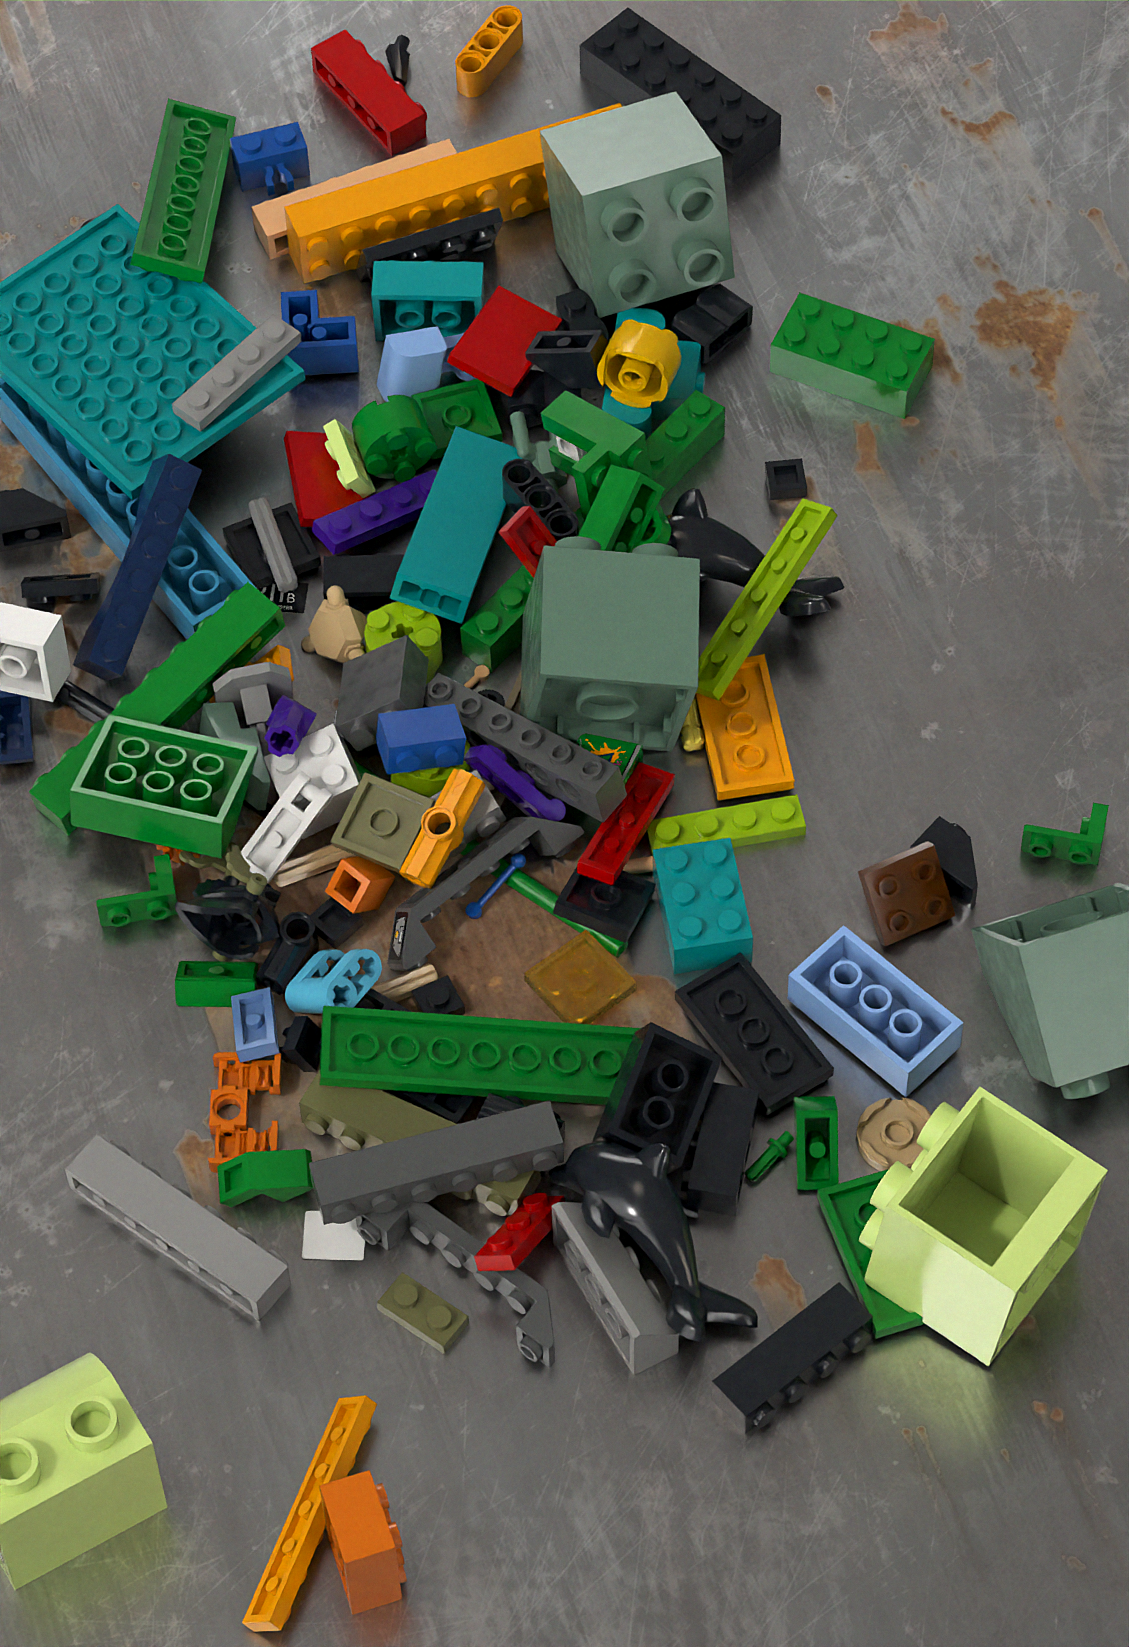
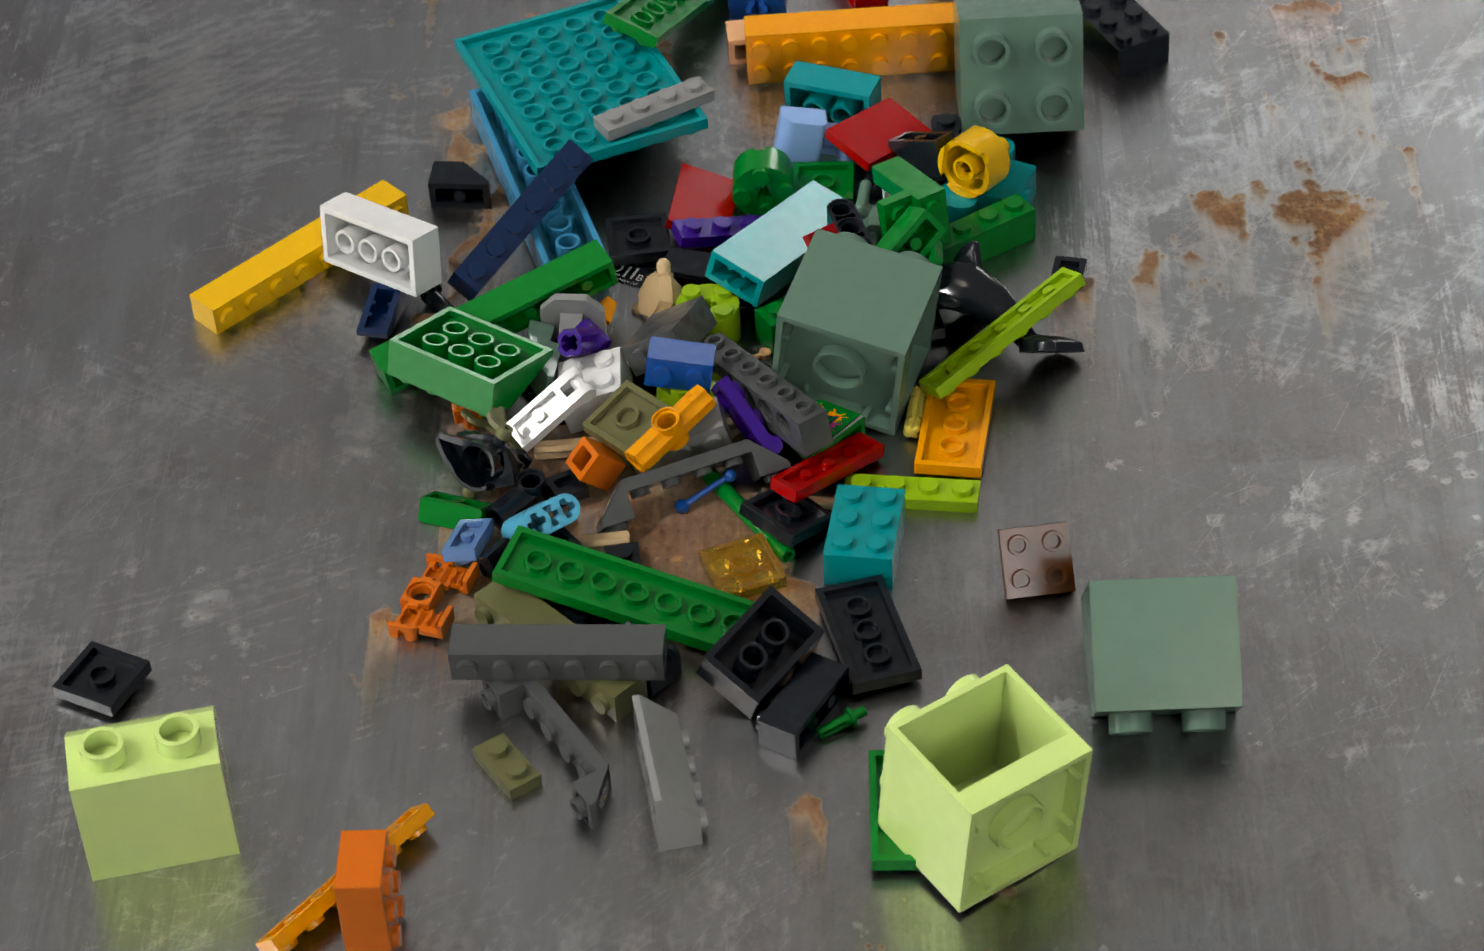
camera: 20 degrees right, 15 degrees down
(77, 586) = (451, 232): black plate -> none
(152, 904) = (419, 445): green bracket -> none
(179, 1226) = (343, 661): light grey brick -> none
(270, 1173) = (422, 637): green slope -> none
(273, 545) = (636, 233): light grey axle -> none
(326, 343) = (735, 113): blue brick -> none
(331, 1240) = (461, 700): white sticker -> none
(344, 451) = (720, 188): yellowish green plate -> none
(435, 243) = (889, 62): black plate -> none
(518, 1234) = (603, 718): red plate -> none
(641, 1200) = (714, 721): black animal -> none
(713, 321) = (1057, 160): black brick -> none
(792, 1359) = (792, 864): black brick -> none
(816, 1142) = (880, 705): green slope -> none
(851, 355) = (1159, 200): green brick -> none
(874, 1011) = (970, 627): light blue brick -> none
(955, 859) = (1088, 547): black slope -> none
(1076, 847) = (1193, 559): green bracket -> none

